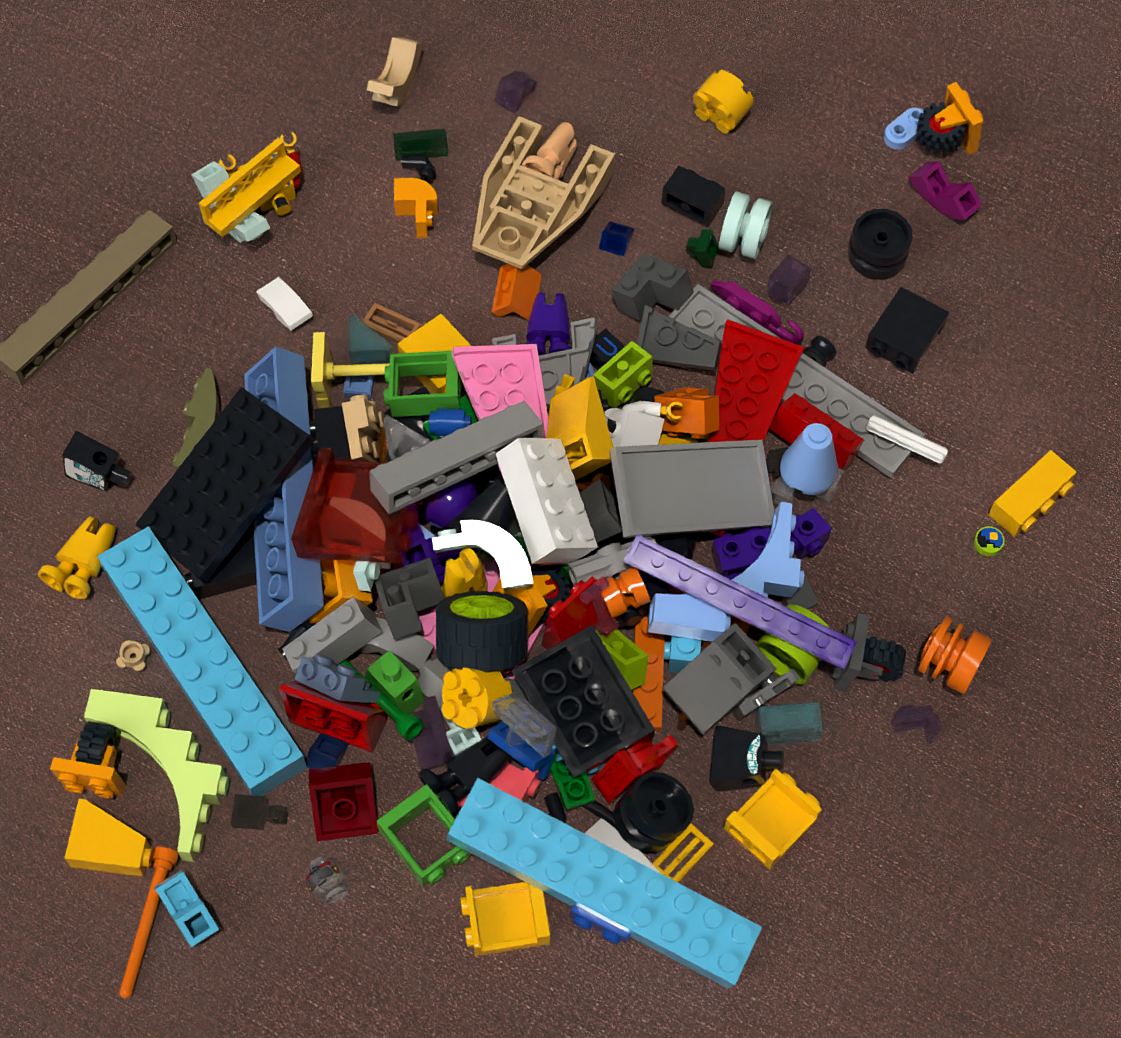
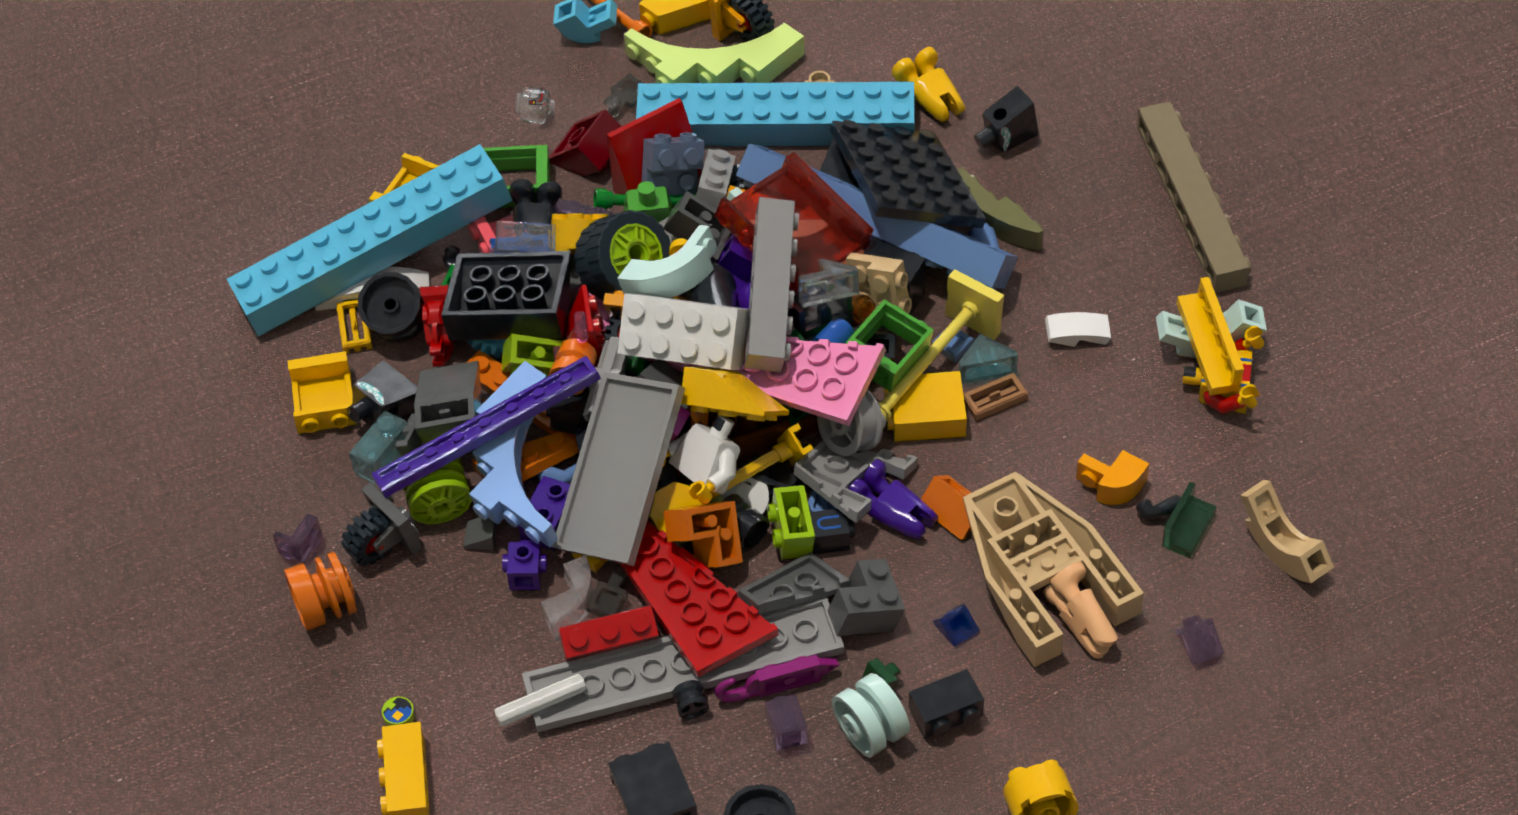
camera: 130 degrees right, 10 degrees down
(810, 461) = (576, 587): light blue cone -> none

